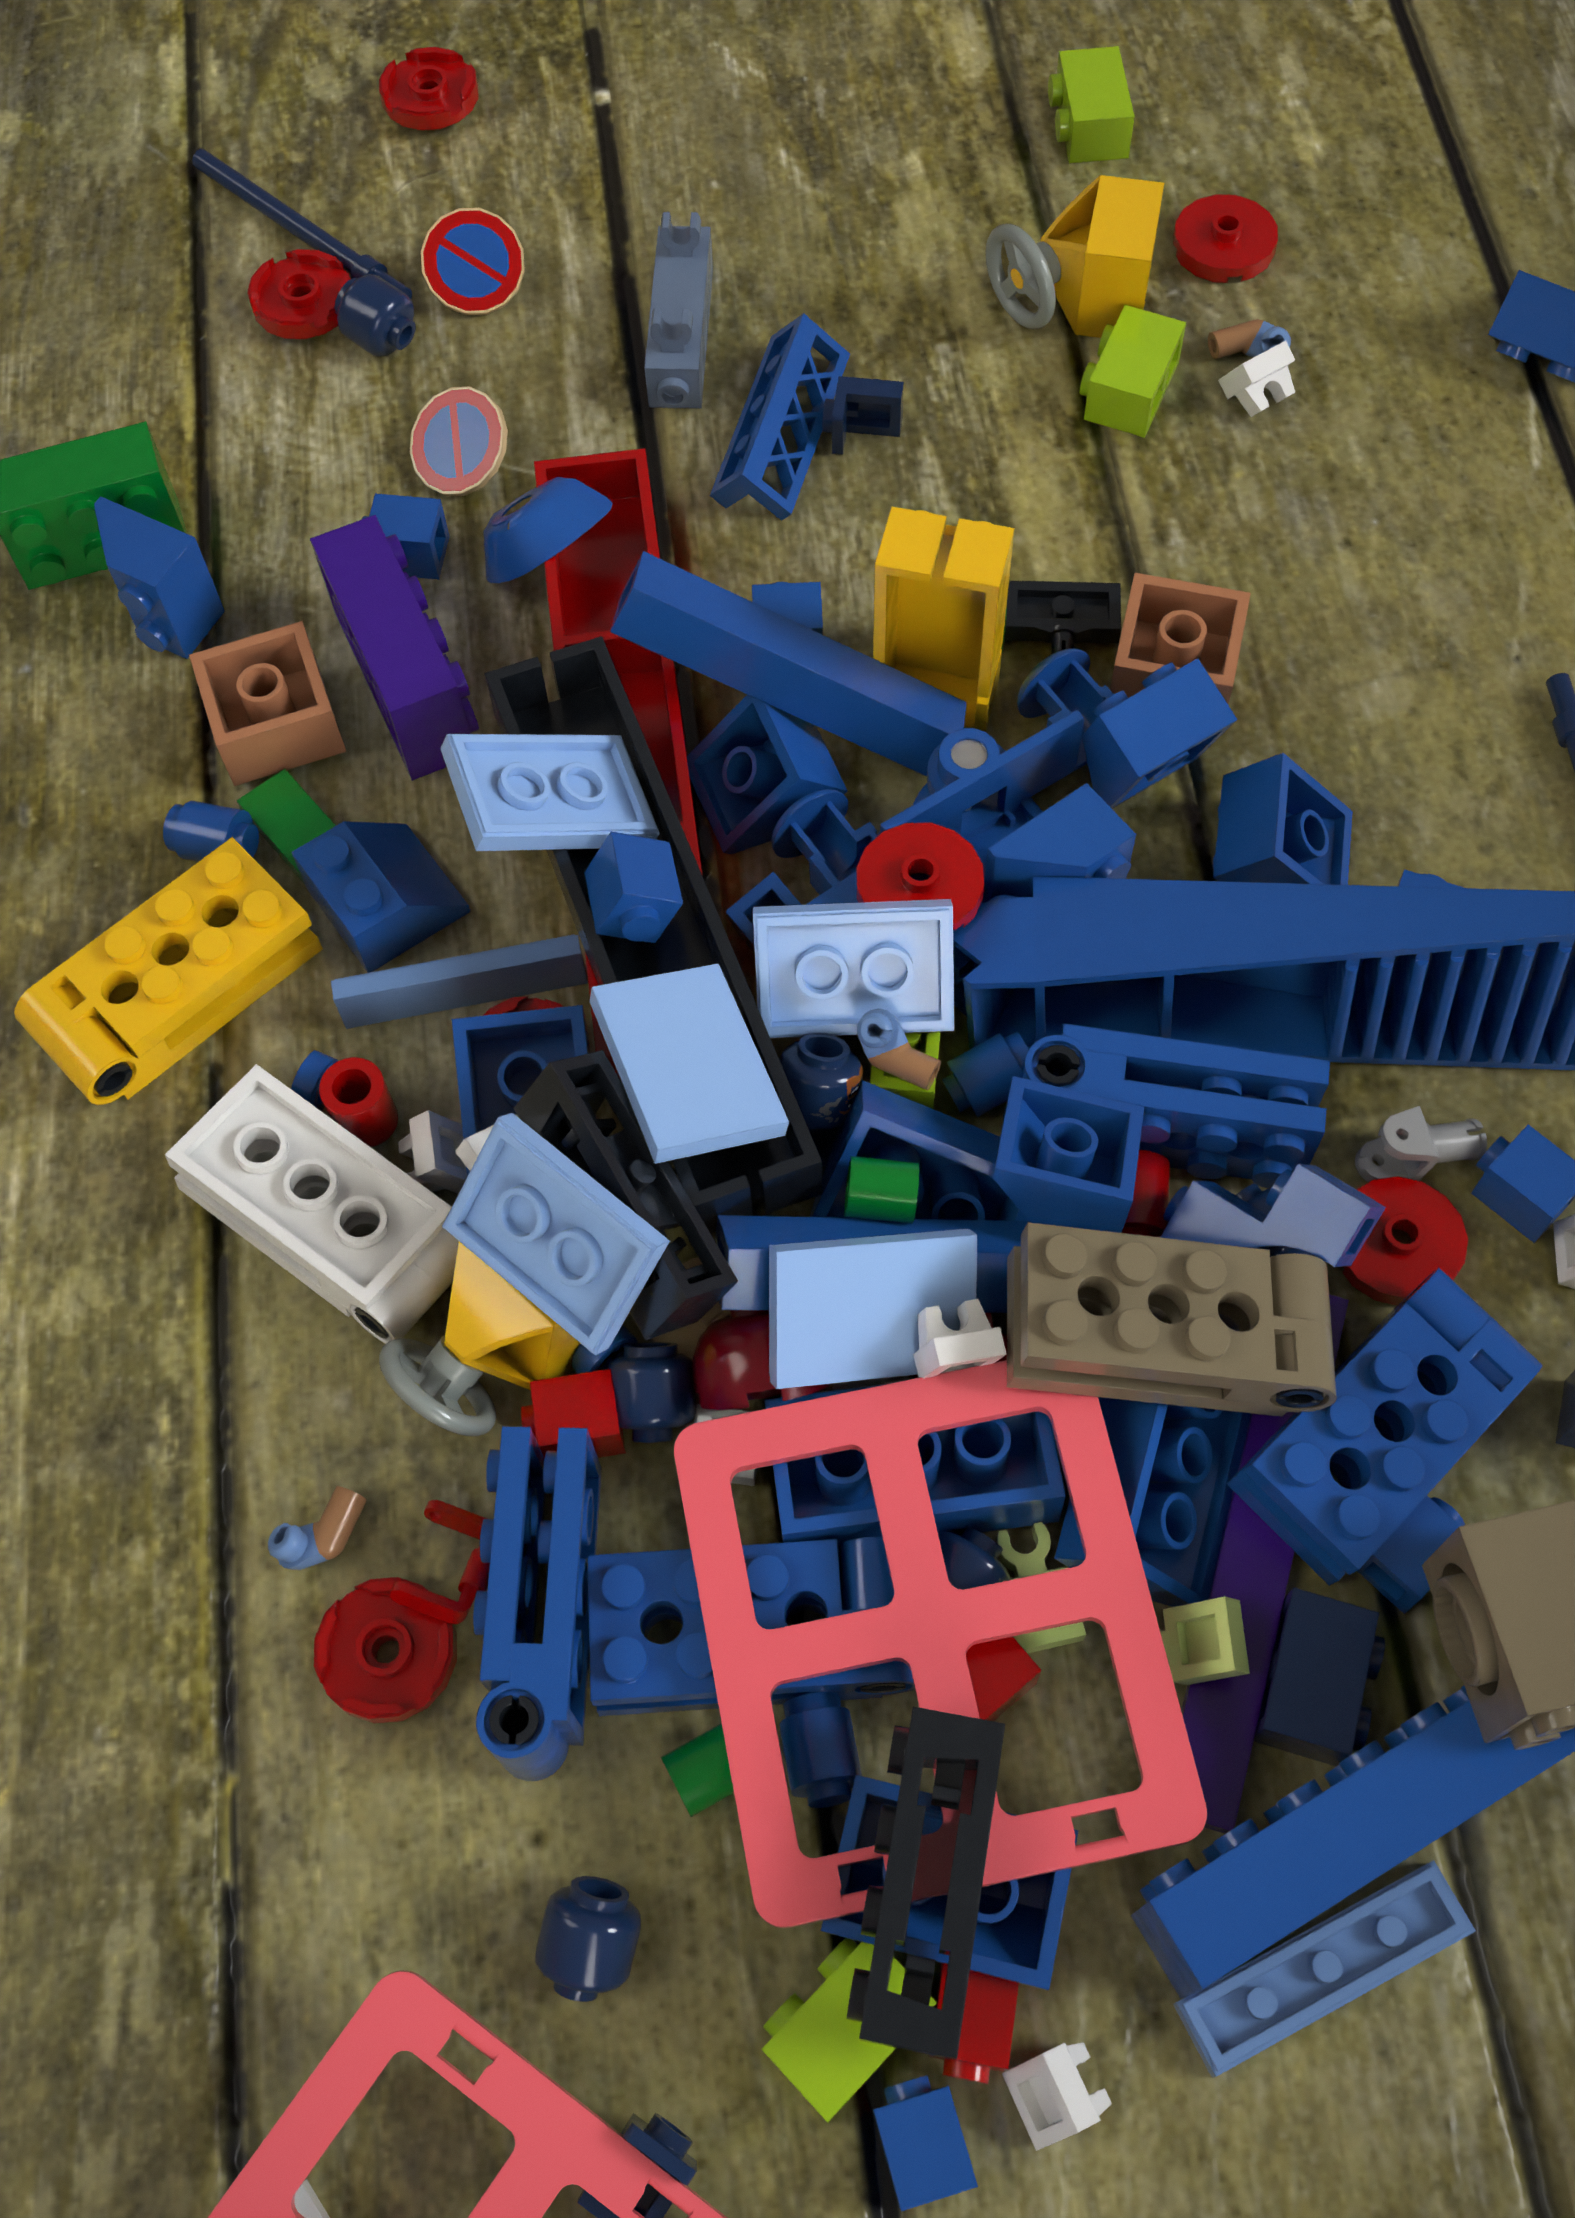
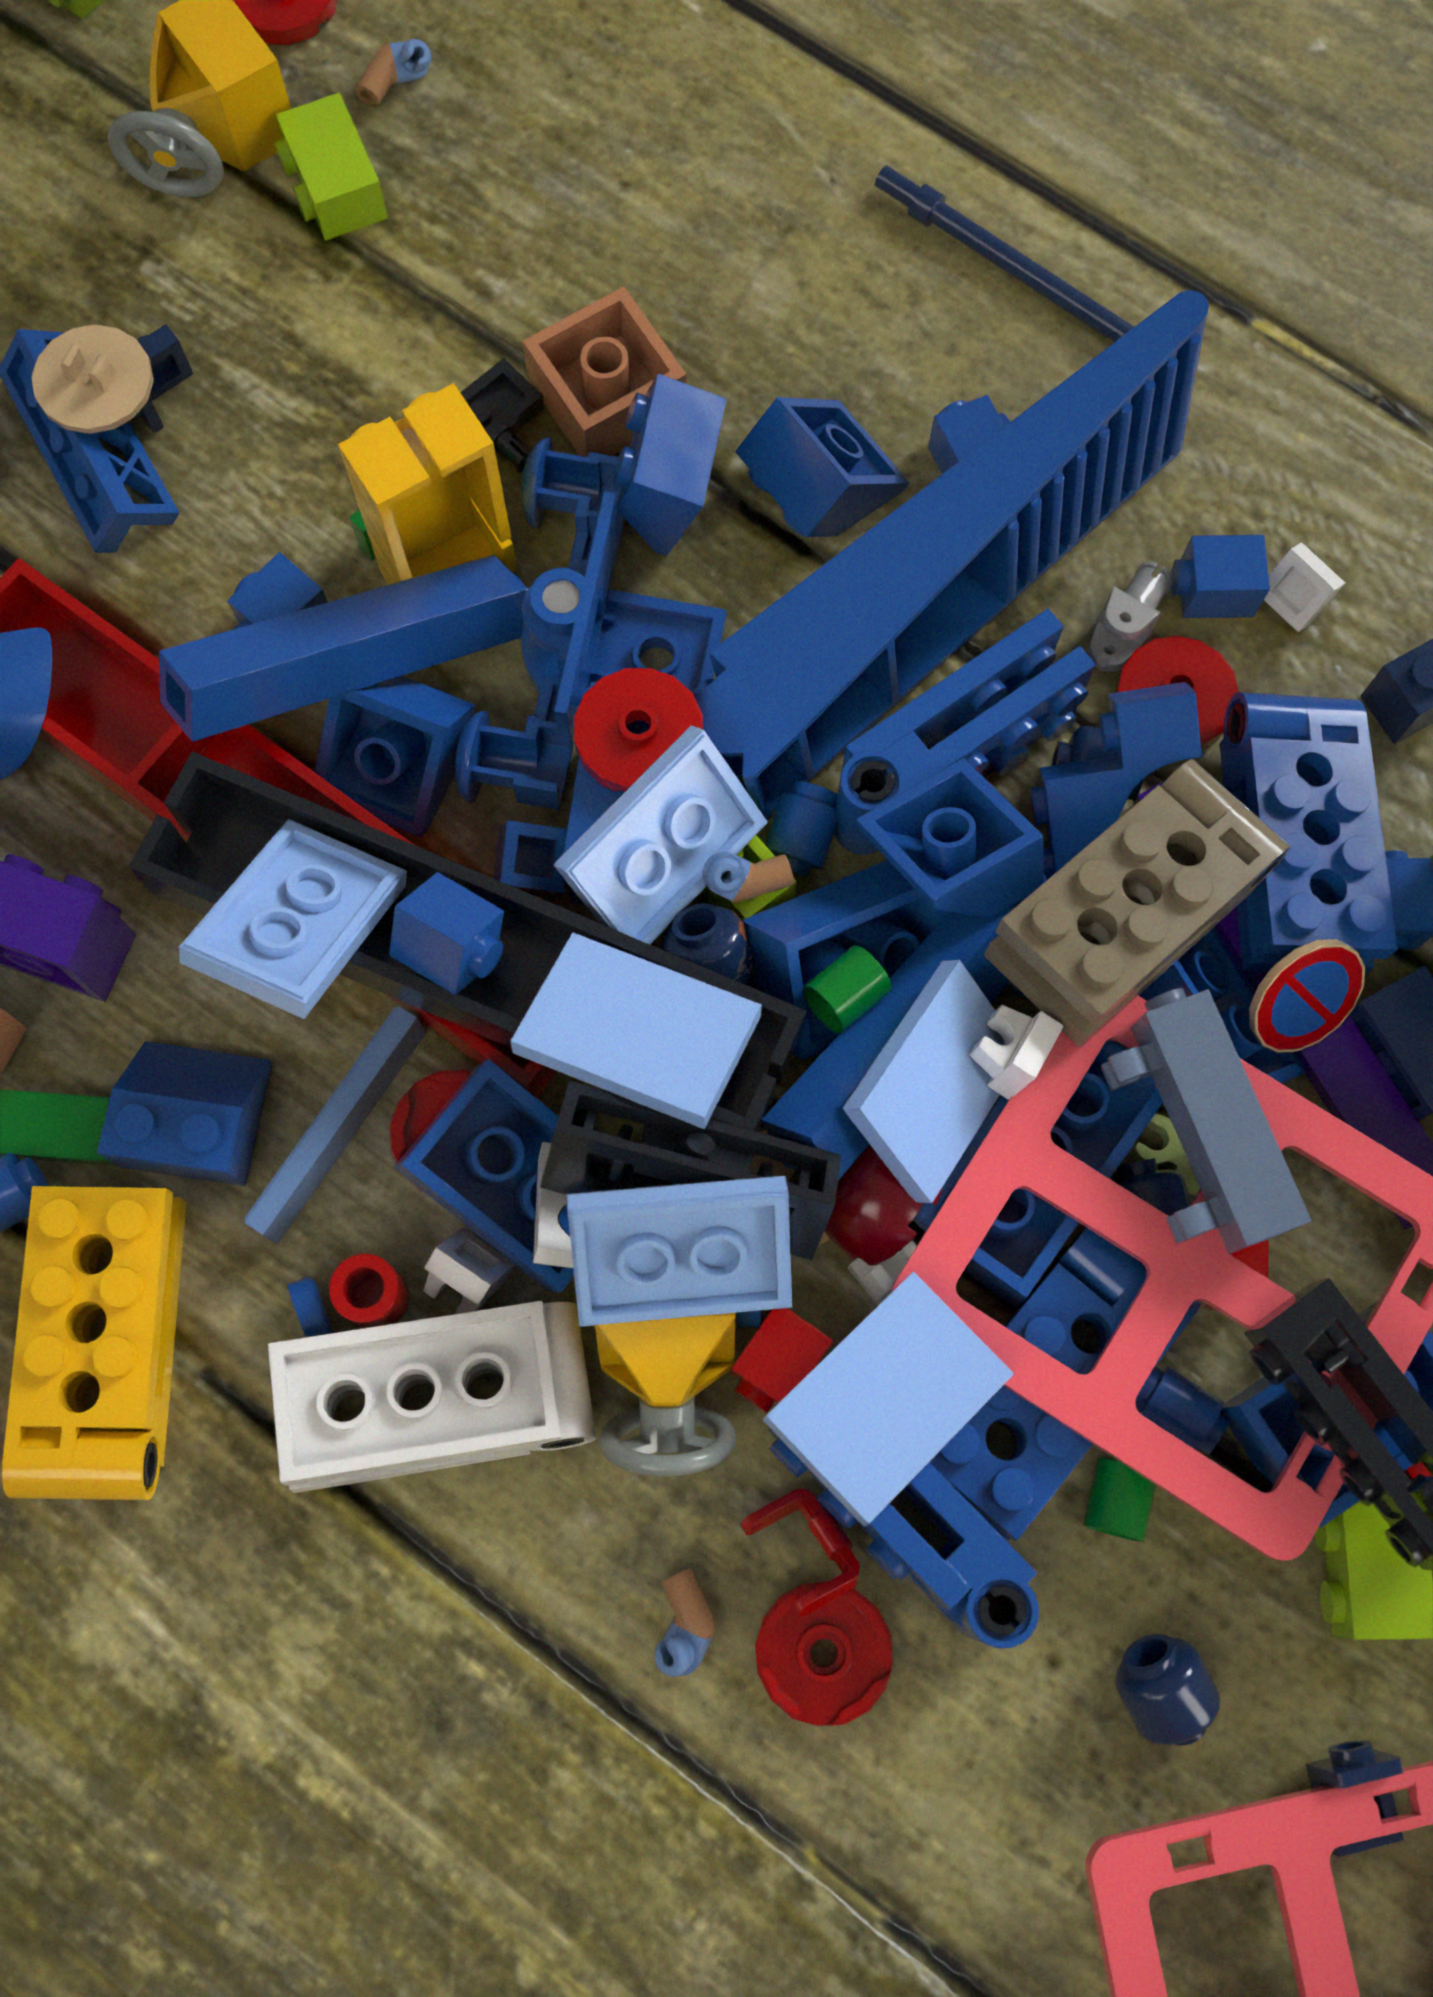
camera: 50 degrees left, 10 degrees up
(596, 1487) = (888, 1398): none -> light blue tile
(653, 1390) = (825, 1289): dark blue head -> none
(817, 379) = (92, 379): none -> tan piece
(1051, 1536) = (1216, 1120): none -> sand blue brick
(1069, 839) = (712, 601): blue slope -> none
(1205, 1641) = (1345, 1087): yellowish green plate -> none
(1247, 1536) = (1306, 995): none -> piece
(1263, 371) = (428, 95): white tile -> none

